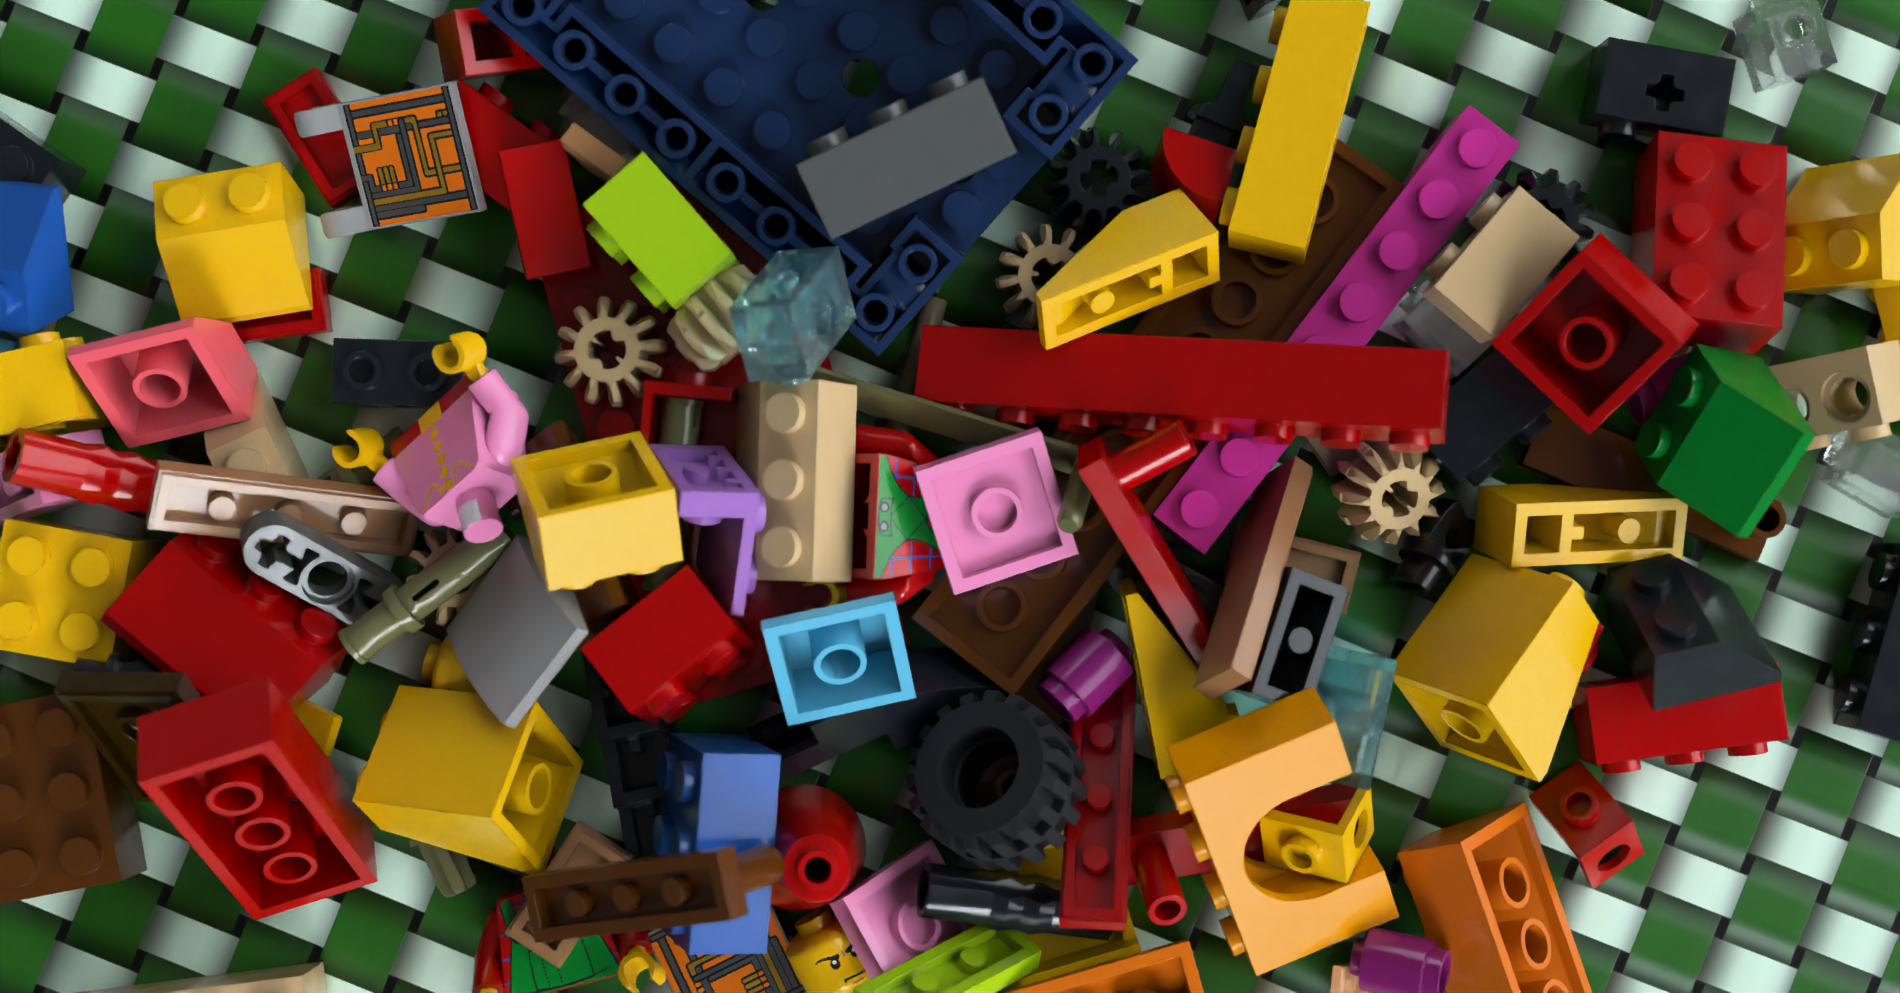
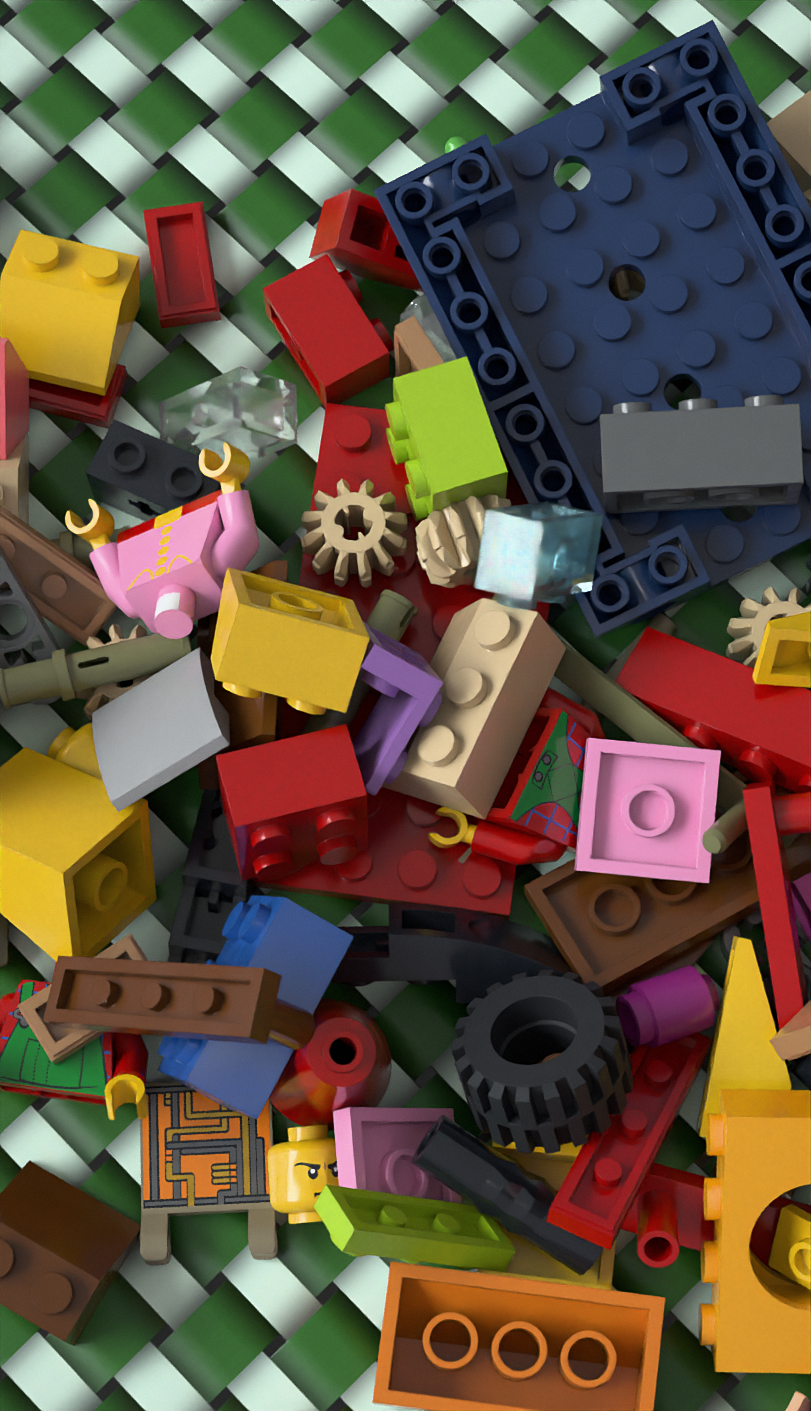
camera: 25 degrees right, 15 degrees down
(406, 157) = (249, 297): flag -> none
(442, 280) = (234, 408): none -> clear slope
(543, 208) = (350, 387): red tile -> none
(682, 385) = (417, 589): red bracket -> none
(839, 658) = (446, 875): medium azure slope -> none

